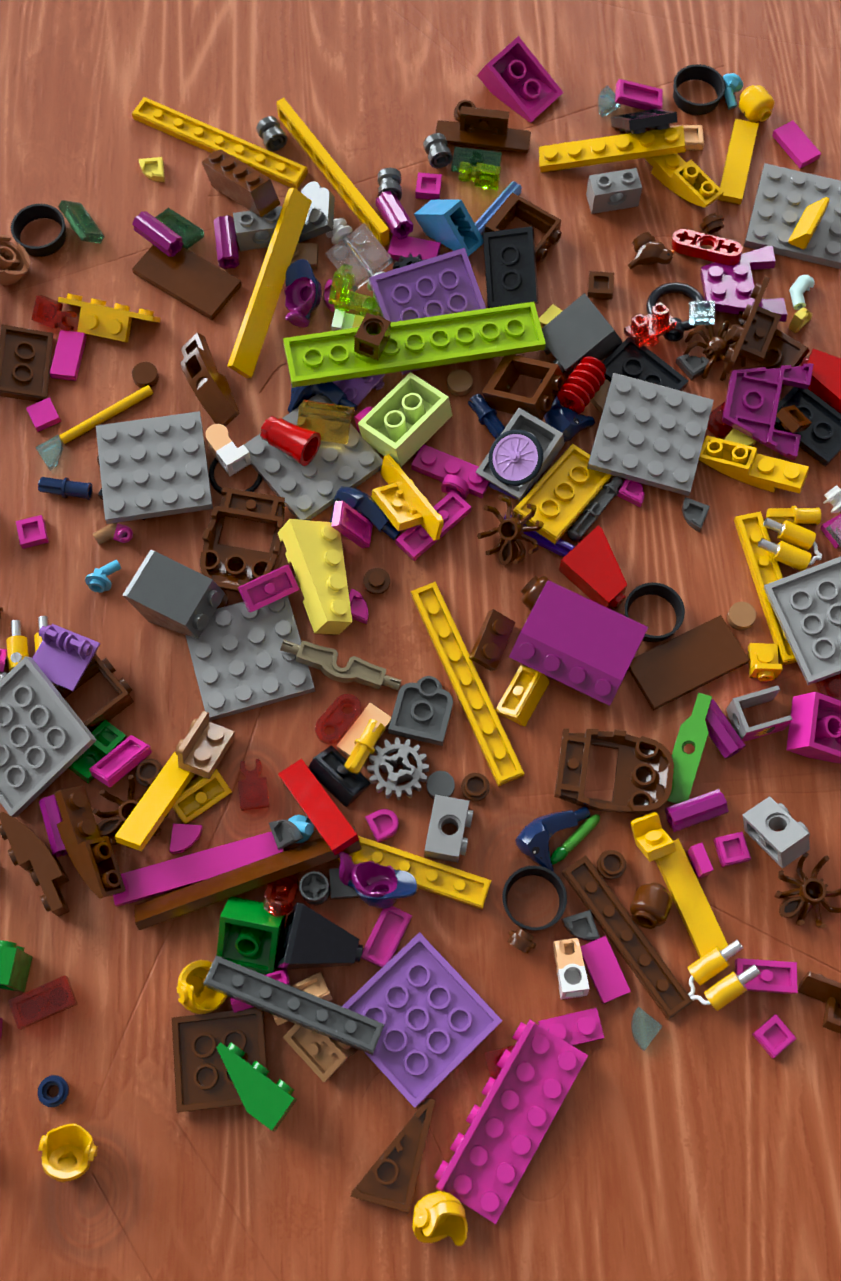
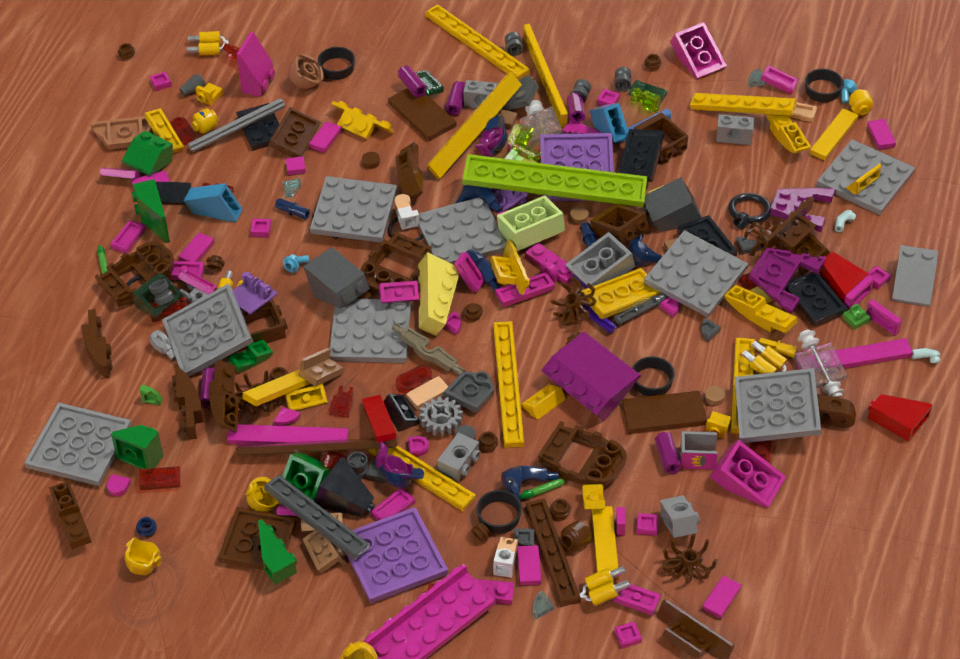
camera: 20 degrees right, 20 degrees down
(50, 313) = (324, 110): clear red plate -> none
(81, 221) = (365, 64): clear green plate -> none
(106, 414) = (342, 174): yellow bar -> none
(115, 532) = (313, 240): arm -> none
(120, 761) = (263, 362): dark pink tile -> none
(153, 168) = (426, 46): light yellow tile -> none
(241, 182) = (478, 63): reddish brown brick -> none
(285, 833) = (351, 429): dark grey tile -> none
(291, 439) = (451, 215): red plant -> none
(304, 825) = (362, 431): medium azure plate -> none
(328, 419) = (475, 211): clear yellow panel -> none
(364, 747) = (423, 395): yellow axle -> none
(372, 345) = (526, 165): brick -> none
(395, 1173) = (347, 628): reddish brown wing -> none
(485, 130) = (660, 73): reddish brown bracket -> none
(492, 640) = (534, 363): reddish brown plate -> none
(516, 457) = (594, 259): lavender wheel -> none
(582, 384) = (659, 232): red piece -> none
(595, 570) = (622, 339): red slope -> none
(600, 285) = (701, 182): reddish brown plate -> none
(639, 121) = (777, 91): black plate -> none
(649, 328) = (723, 213): clear red hips -> none
(650, 251) = (744, 171): reddish brown animal -> none
(693, 732) = (634, 465): bright green piece -> none
(696, 810) = (631, 494): magenta axle -> none
(701, 312) = (763, 212): clear light blue tile -> none
(712, 224) = (797, 165): reddish brown plate -> none
(729, 252) = (786, 177): red beam -> none
(793, 419) = (798, 287): reddish brown plate -> none
(800, 319) = (835, 235): light yellow tile -> none

